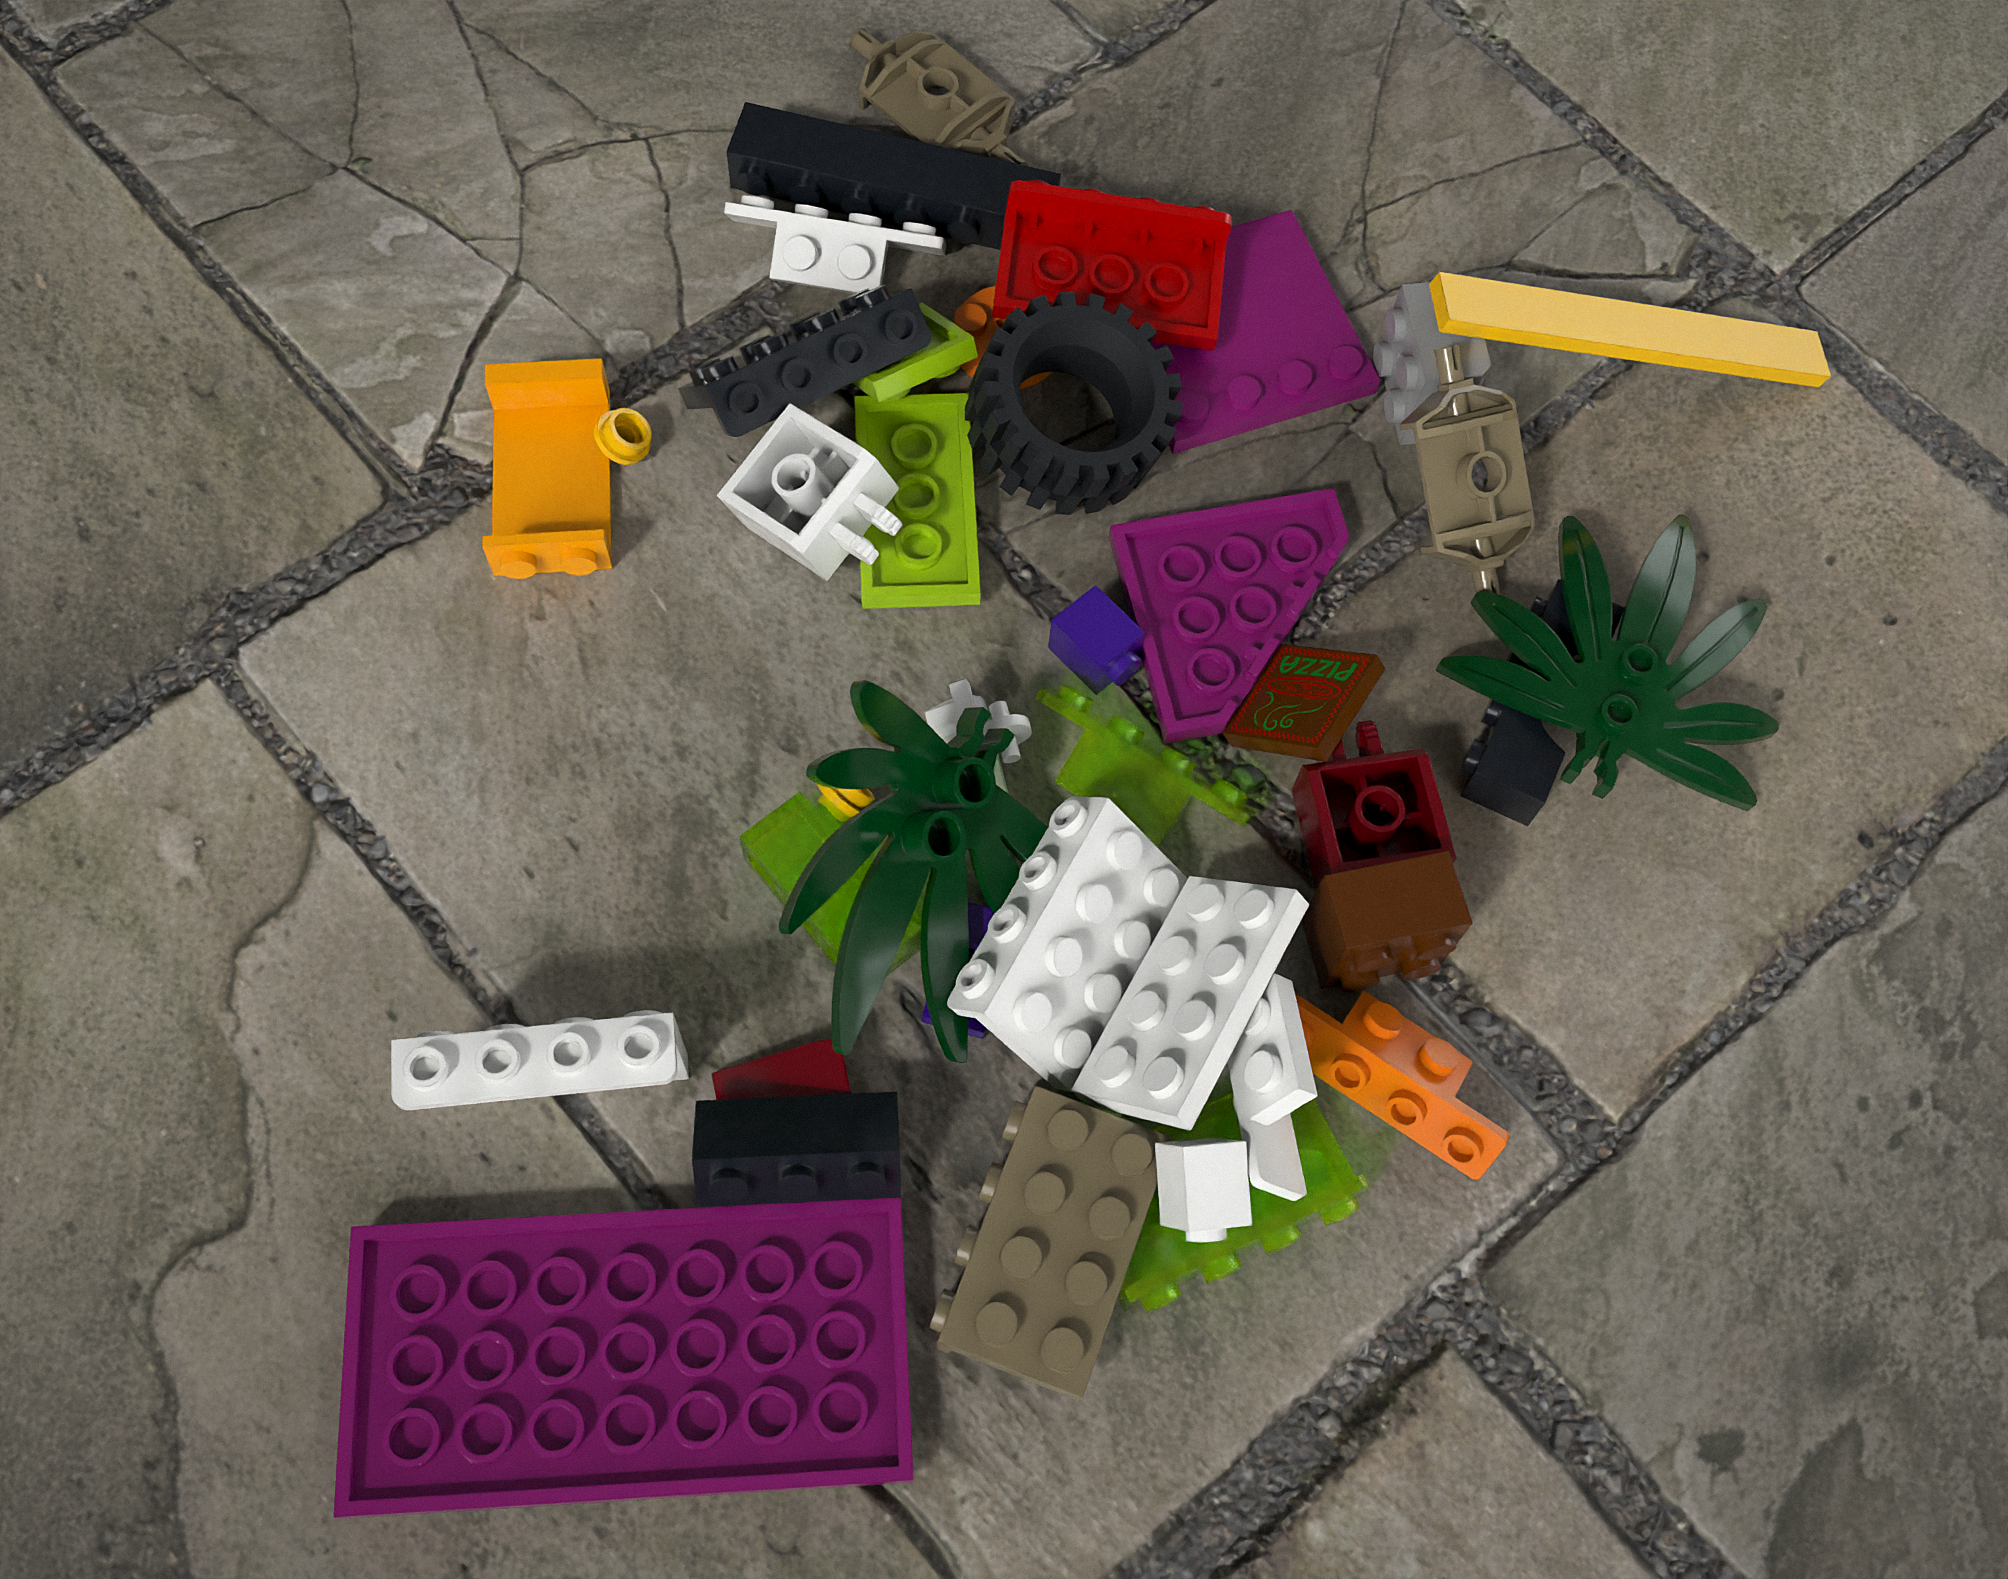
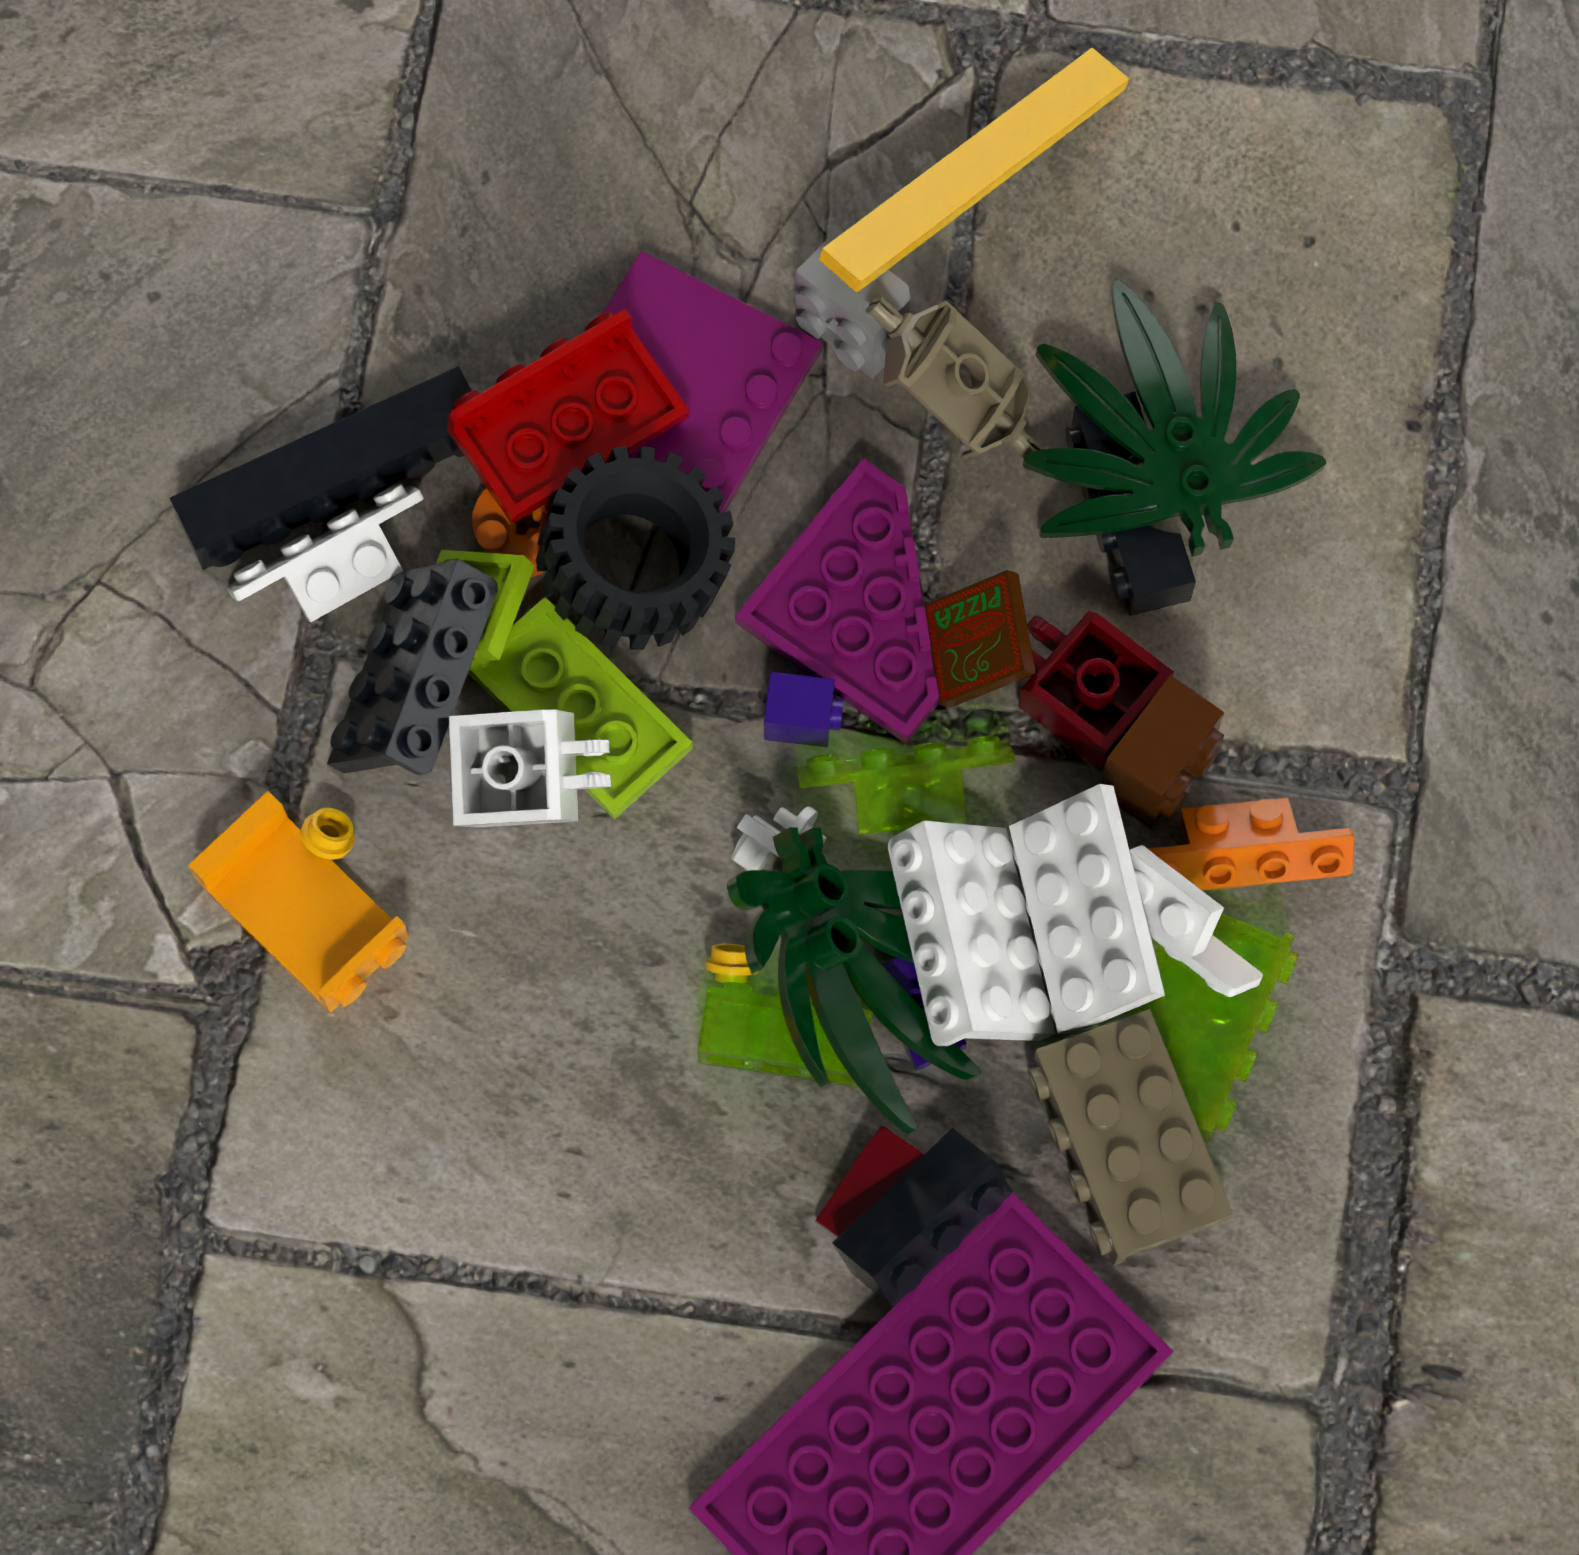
camera: 35 degrees left, 5 degrees up
(537, 1060) = (725, 1302): white bracket -> none
(968, 118) = (333, 386): dark tan plate -> none
(1203, 1186) = (1196, 1023): white brick -> none

